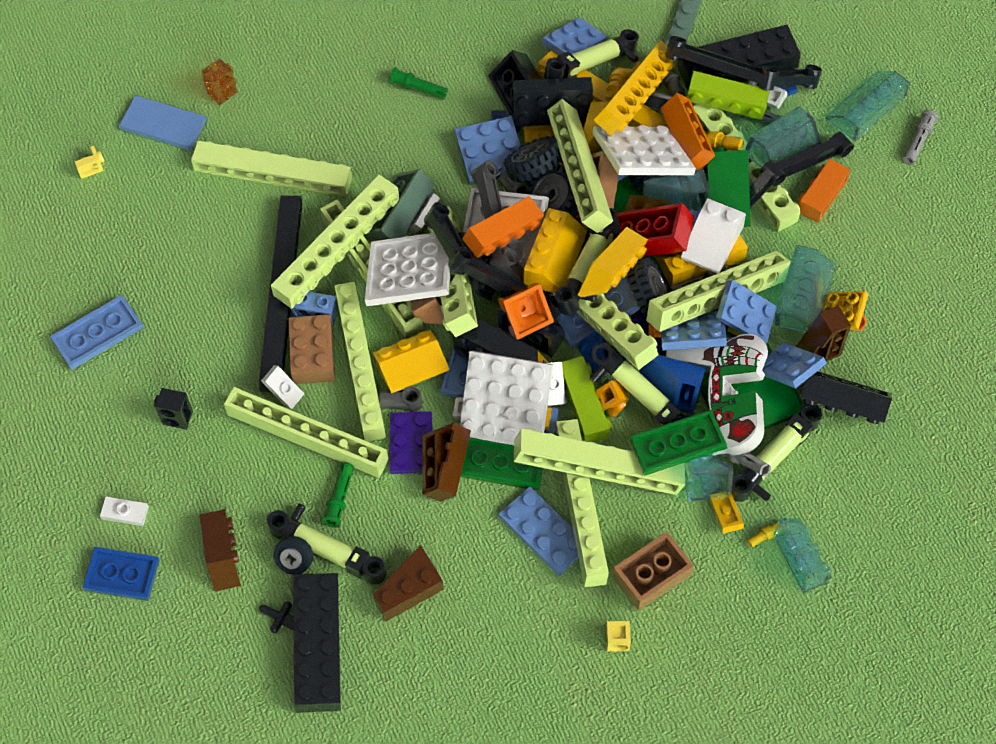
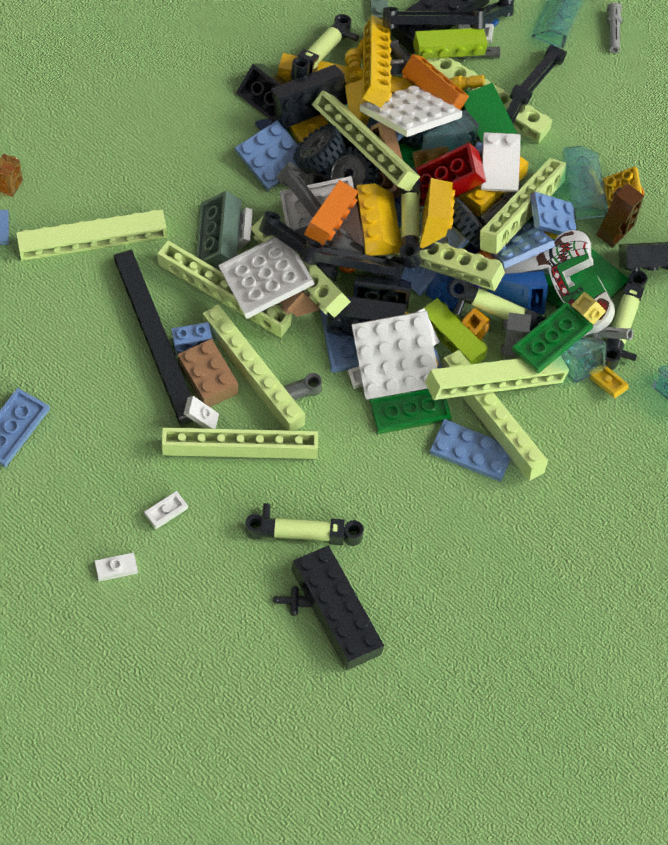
camera: 30 degrees left, 0 degrees up
(121, 573) = (142, 617): blue plate -> none
(173, 408) = (117, 465): black brick -> none
(200, 472) = (166, 510): none -> white plate
(219, 549) = (218, 564): reddish brown wedge -> none
(298, 549) = (287, 540): black wheel -> none
(324, 244) = (165, 329): yellowish green brick -> none
(336, 503) = (294, 492): green pin -> none
(406, 440) = (330, 419): dark purple plate -> none
(408, 585) = (389, 533): reddish brown wedge -> none
(409, 81) = (188, 120): green pin -> none
(410, 361) = (298, 353): yellow slope -> none
(443, 460) = (367, 423): reddish brown wedge -> none
(526, 311) = (383, 275): orange brick -> none
(573, 37) = (295, 37): medium blue plate -> none
(618, 636) = (574, 508): light yellow brick -> none
(645, 417) = (516, 328): none -> dark grey brick
(652, 571) = (576, 447): medium nougat brick -> none
(730, 425) = (588, 308): none -> light yellow bracket
(765, 534) = (646, 386): yellow bar -> none
(783, 137) = (512, 64): clear light blue slope -> none
(792, 365) = (611, 244): medium blue plate -> none
(823, 190) = (560, 96): orange brick -> none

